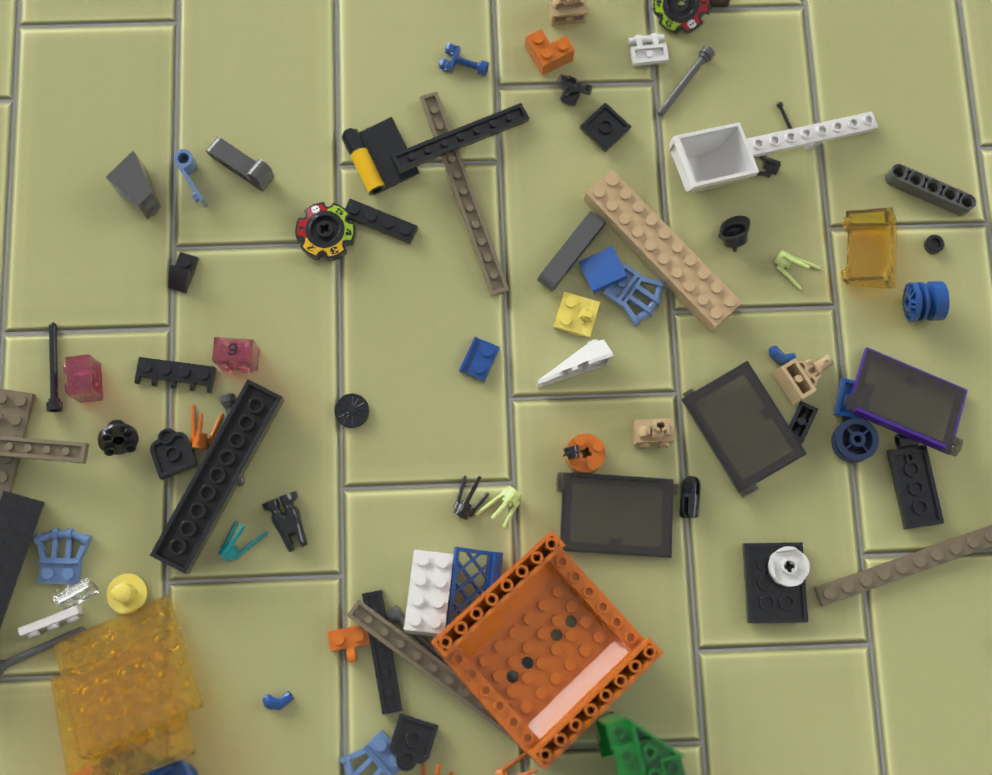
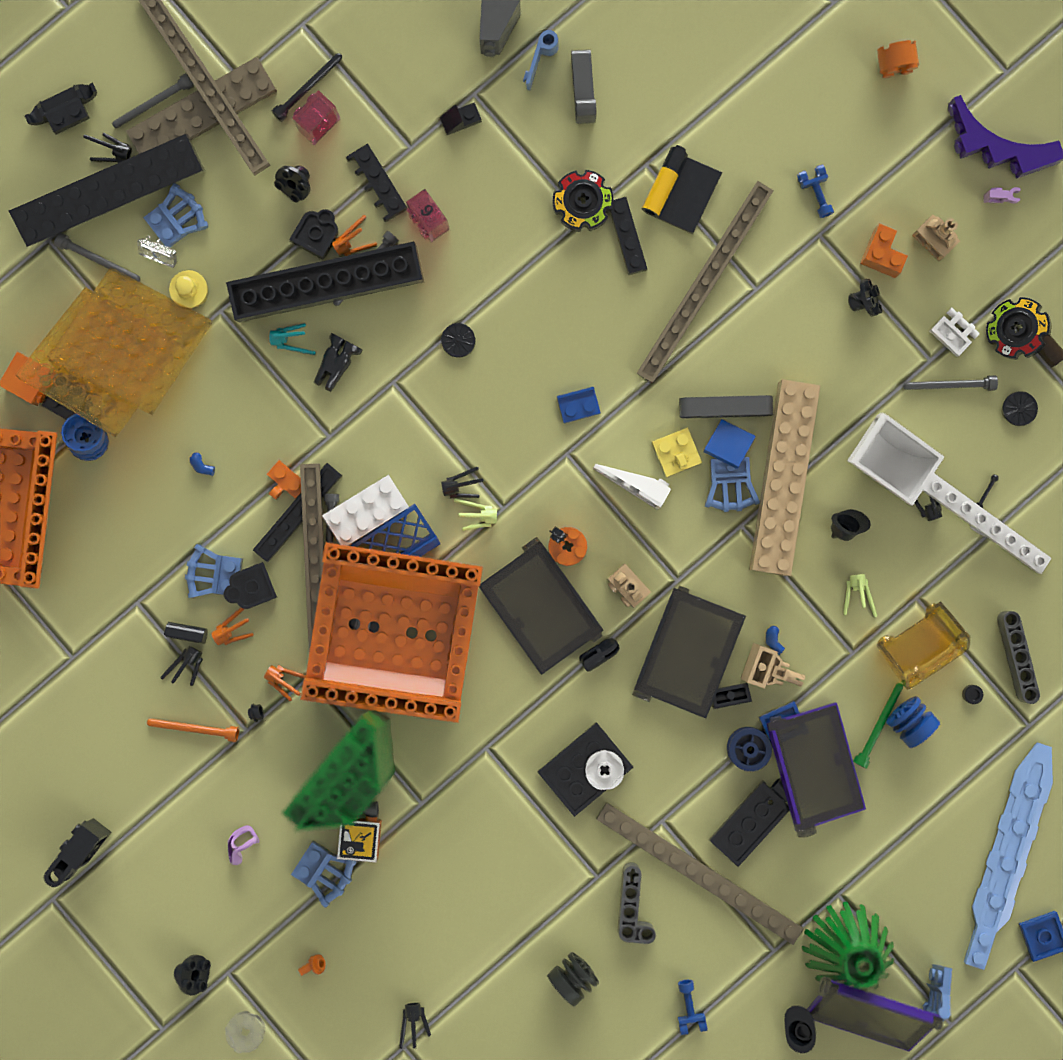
camera: 60 degrees right, 10 degrees up
(51, 622) = (124, 252): white plate -> none
(459, 138) = (747, 242): black plate -> none
(605, 127) = (855, 351): black plate -> none
(741, 49) = (1020, 408): none -> black wheel
(913, 629) = (632, 902): none -> dark grey beam
(925, 361) = (862, 759): none -> green piece
(944, 729) = (576, 976): none -> pearl dark grey wheel

